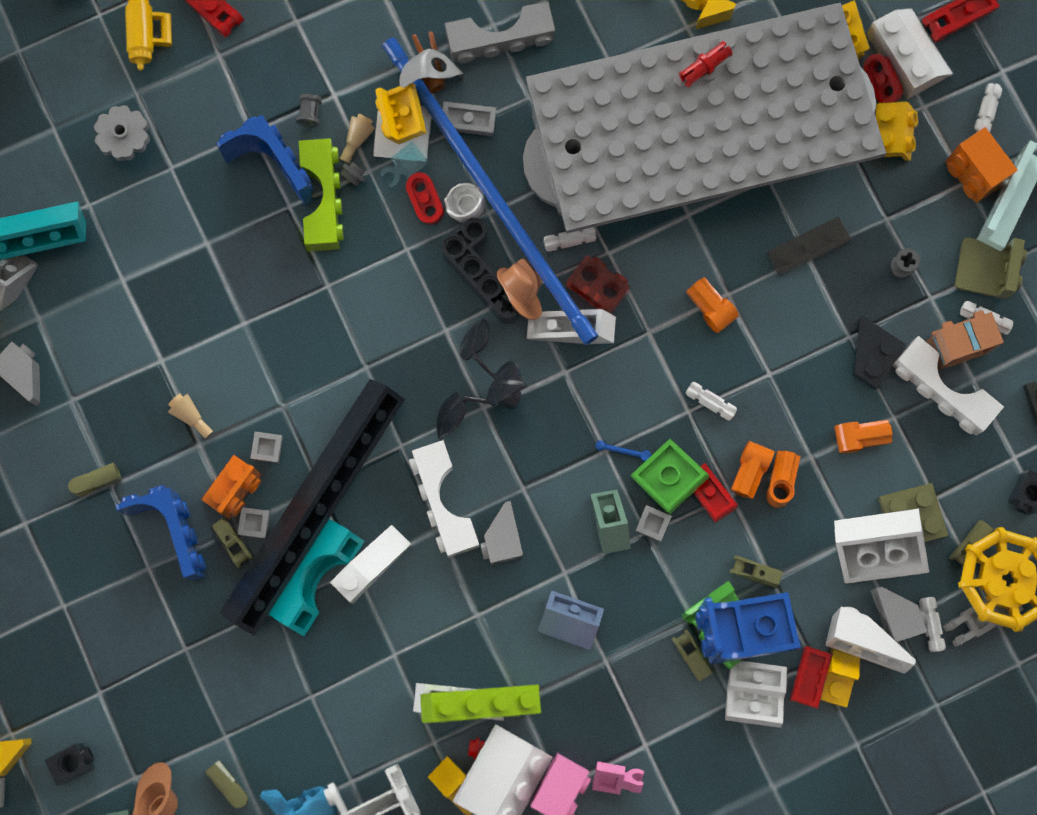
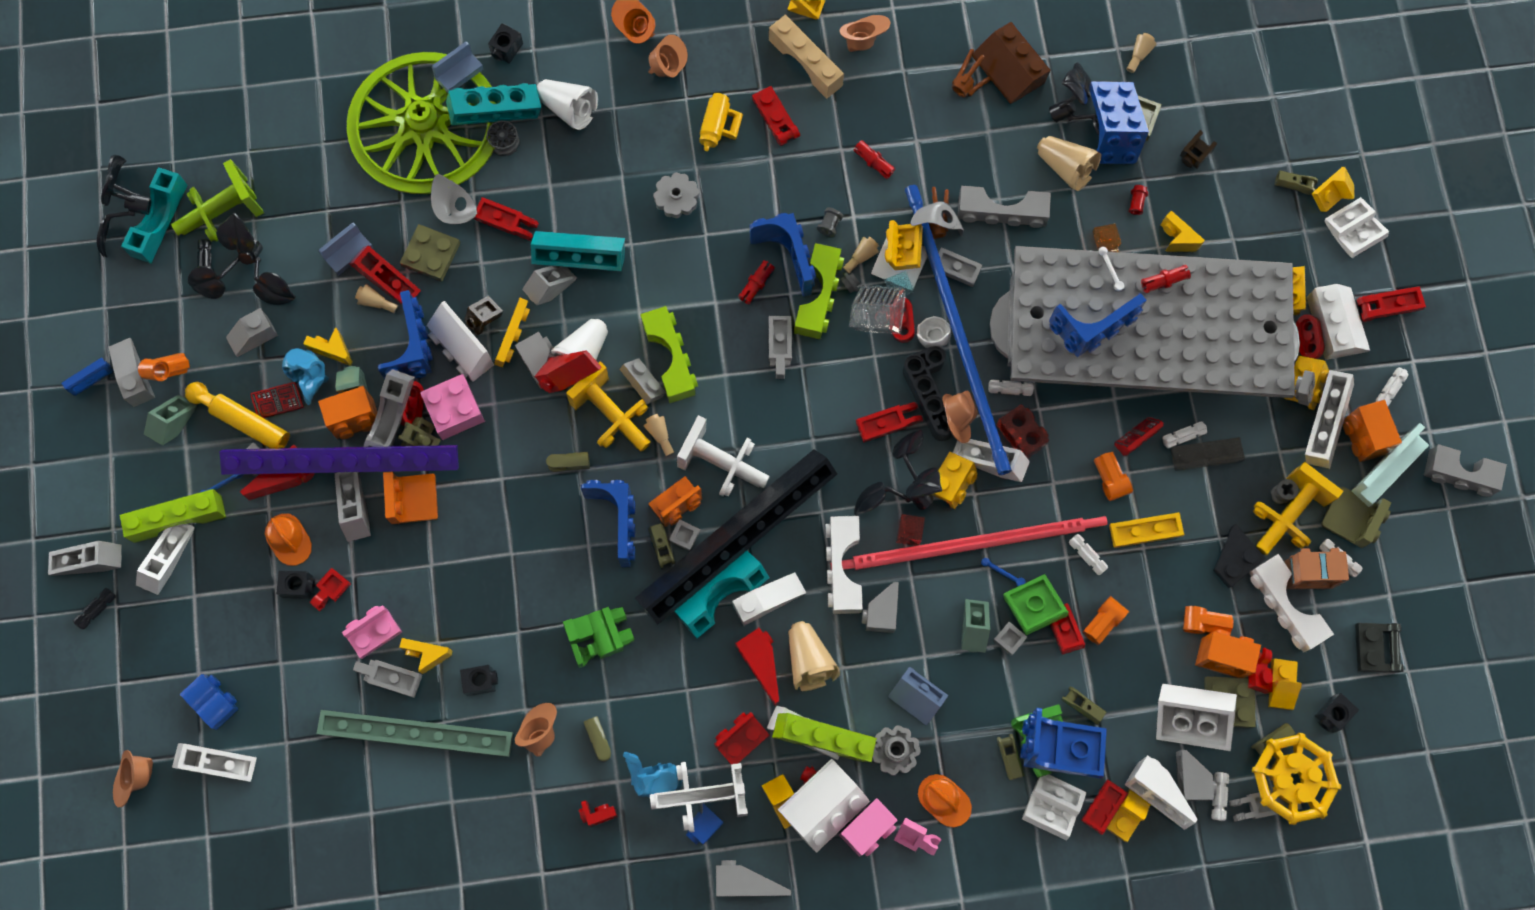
camera: 20 degrees right, 5 degrees down
(56, 379) = (566, 370): none -> red slope
(67, 347) = (587, 337): none -> white cone
(91, 389) = (590, 389): none -> yellow piece
(151, 294) = (659, 329): none -> lime arch
(151, 360) = (642, 381): none -> light grey plate
(194, 660) = (602, 628): none -> bright green hips
(233, 418) = (735, 466): none -> white piece
(246, 205) = (756, 282): none -> red pin
(266, 447) = (713, 478): light grey plate -> none
(294, 269) = (780, 344): none -> light grey hinge
(337, 22) = (874, 159): none -> red pin
(382, 635) = (759, 656): none -> red slope
(388, 733) = (741, 739): none -> red bracket
(393, 195) = (878, 309): none -> clear slope
(437, 618) = (810, 658): none -> tan cone
(442, 321) = (887, 421): none -> red hinge
(506, 436) = (910, 530): none -> clear red brick
(538, 362) = (955, 477): none -> yellow bracket
(578, 429) = (972, 543): none -> coral axle
(578, 684) = (908, 748): none -> light grey plant
(627, 34) = (1107, 237): none -> clear orange plate
(635, 726) = (944, 800): none -> orange piece
(638, 159) = (1085, 337): none -> blue bracket
(655, 86) = (1119, 285): none -> white hinge
(727, 249) = (1138, 435): none -> red slope
(767, 353) = (1146, 530): none -> yellow plate
(778, 232) = (1184, 435): none -> white axle
(783, 477) = (1130, 635): orange piece -> none
(895, 141) = (1304, 387): none -> light grey hinge
(896, 466) = (1228, 654): none -> orange brick
(930, 166) = (1329, 419): none -> white brick
(933, 248) = (1312, 486): none -> yellow piece
(936, 476) = (1262, 678): none -> red plate
(964, 478) = (1284, 684): none -> yellow slope

